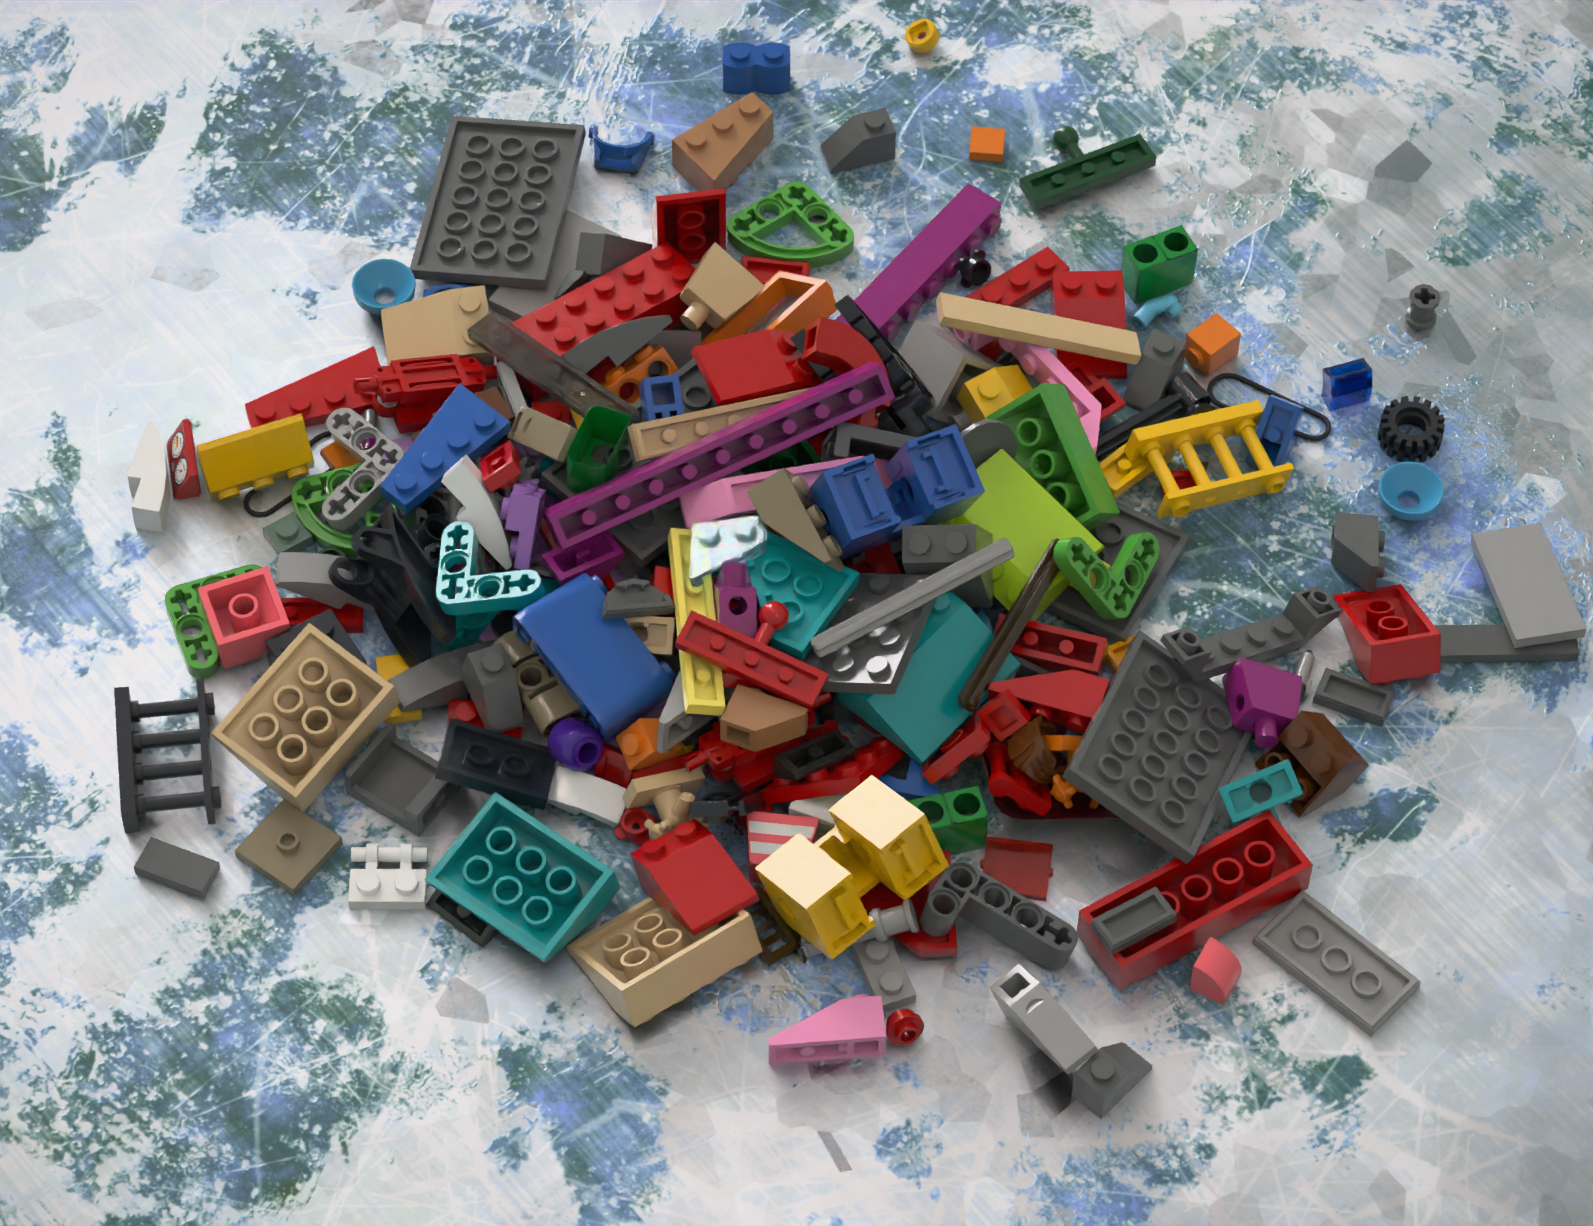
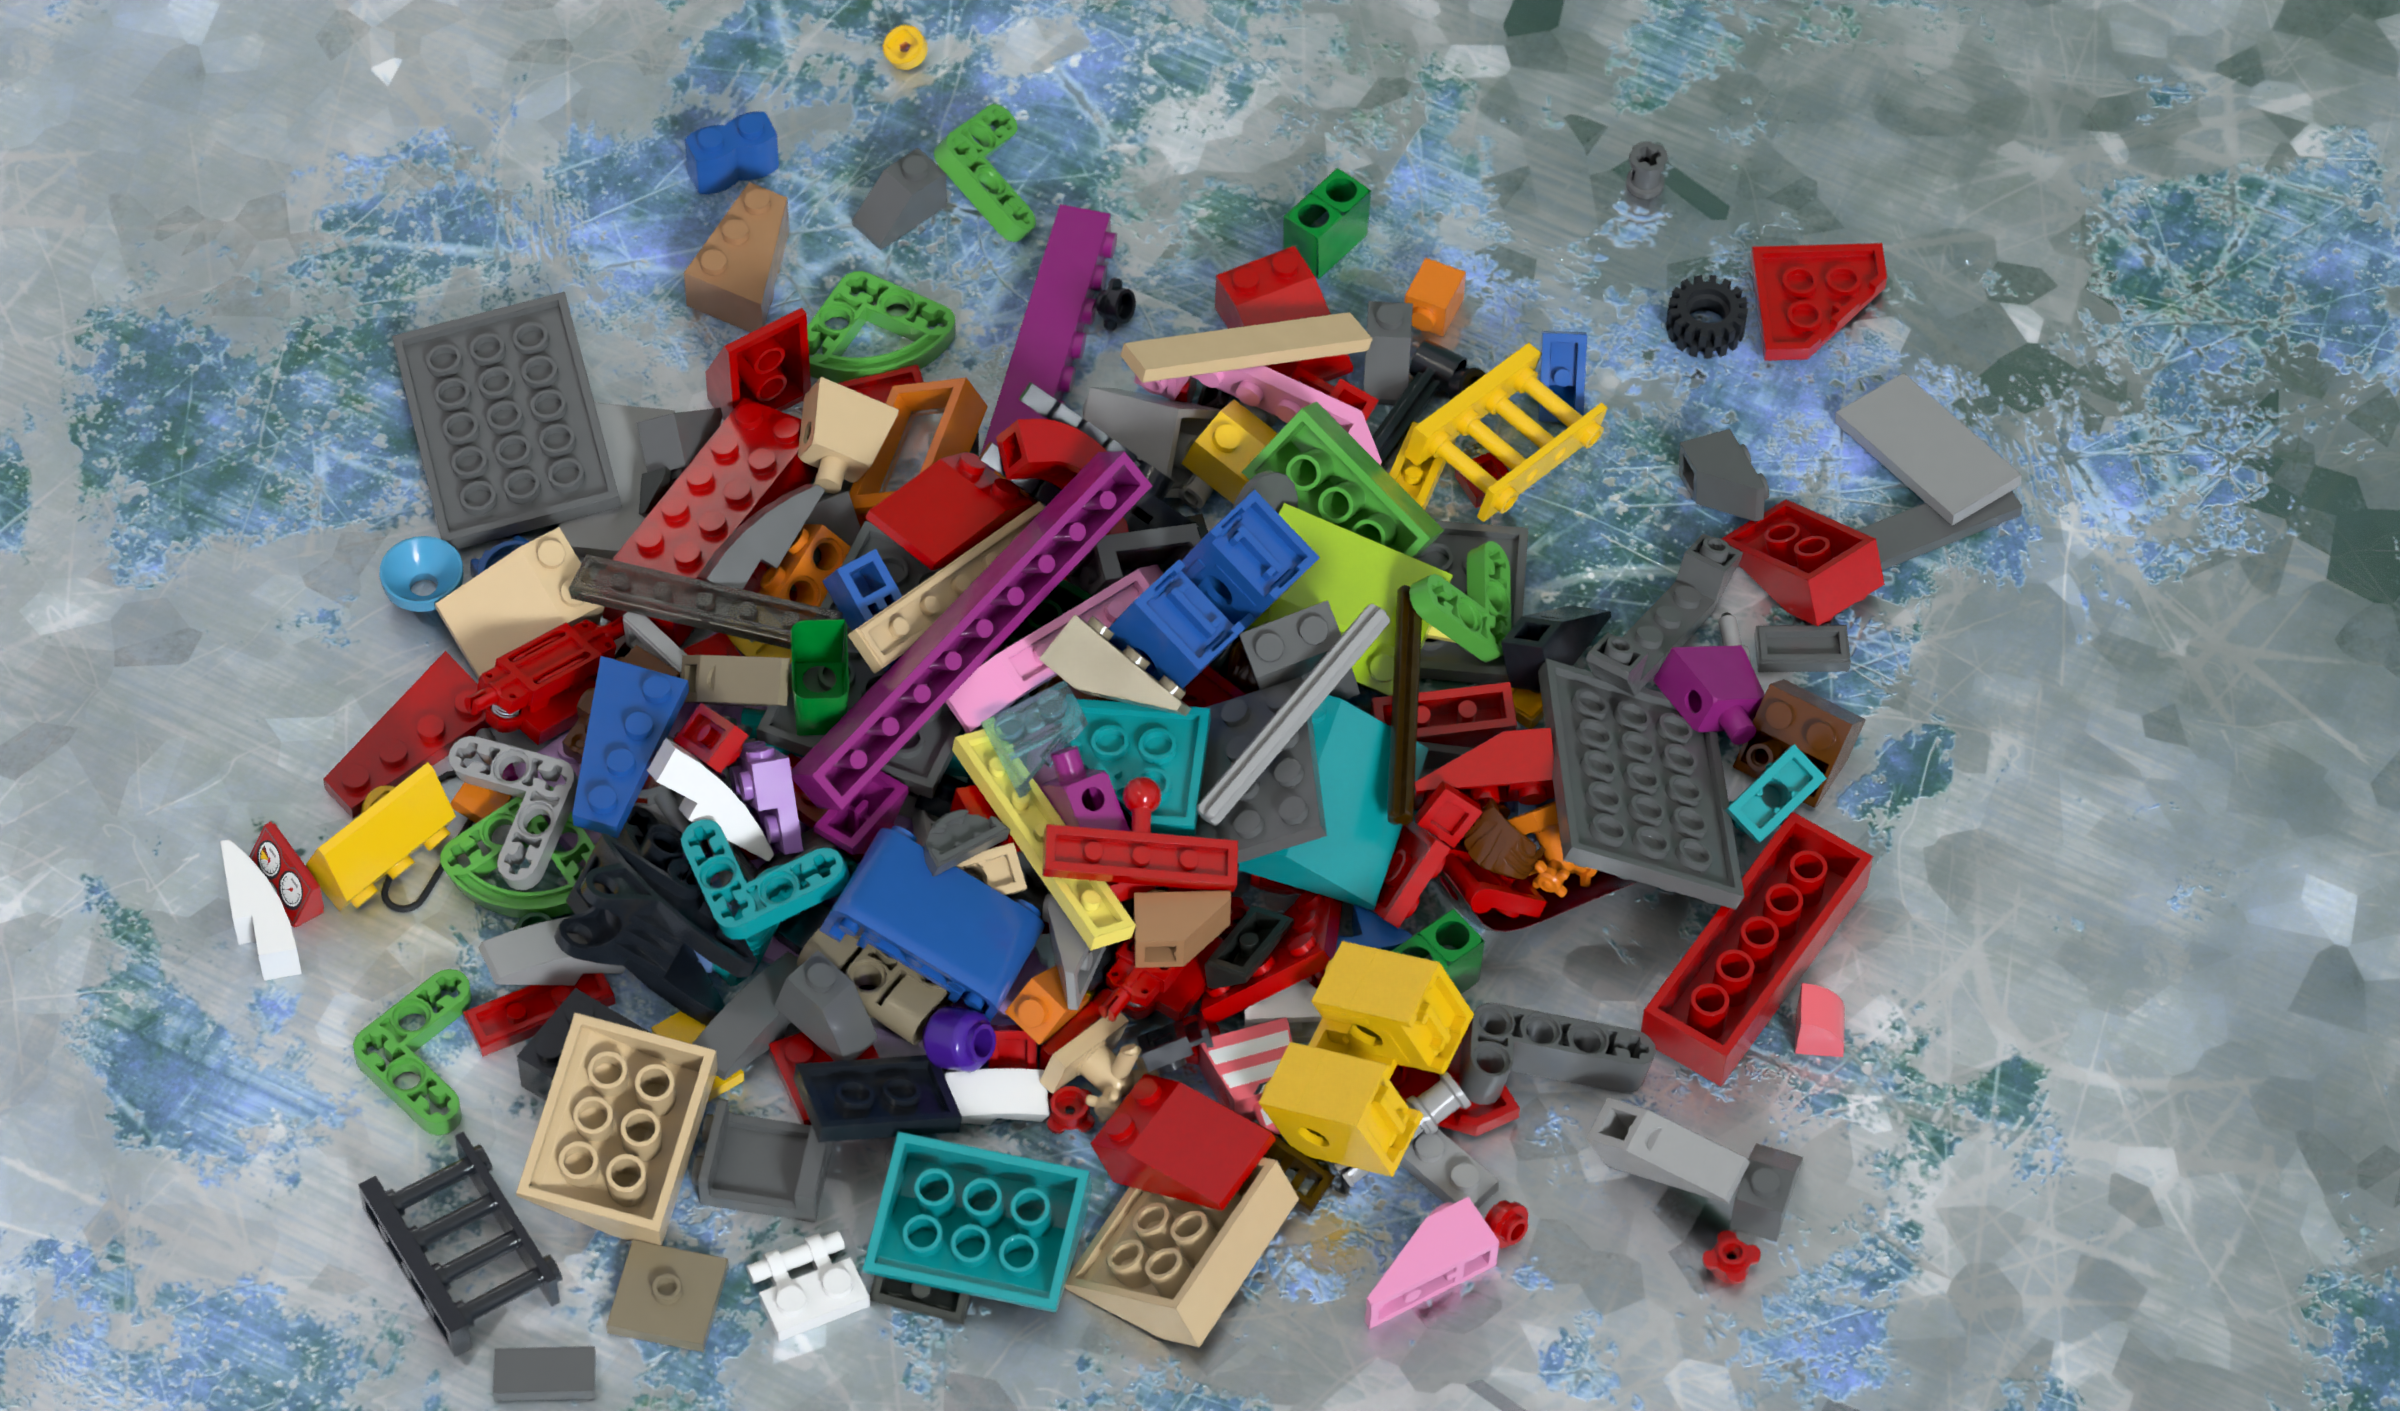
camera: 25 degrees left, 0 degrees up
(243, 615) = (470, 1036): coral slope -> none
(288, 534) = (462, 920): sand green plate -> none
(619, 156) = (616, 317): blue helmet -> none
(924, 129) = (967, 167): none -> bright green beam
(987, 144) = (1048, 151): orange tile -> none
(1019, 865) = (1533, 982): clear red piece -> none
(1022, 281) = (1166, 312): red plate -> none
(1058, 1127) = (1730, 1270): none -> red plate
(1086, 170) = (1179, 143): dark green plate -> none
(1133, 921) = (1712, 997): dark grey tile -> none
(1155, 306) = (1344, 275): medium azure arm -> none
(1158, 617) = (1550, 634): none -> black slope
(1270, 392) = (1528, 330): black piece -> none
(1336, 963) = (1941, 959): light grey tile -> none
(1347, 384) = (1610, 289): clear blue piece -> none
(1410, 480) = (1749, 375): dark azure piece -> none
(1501, 440) = (1812, 293): none -> red plate

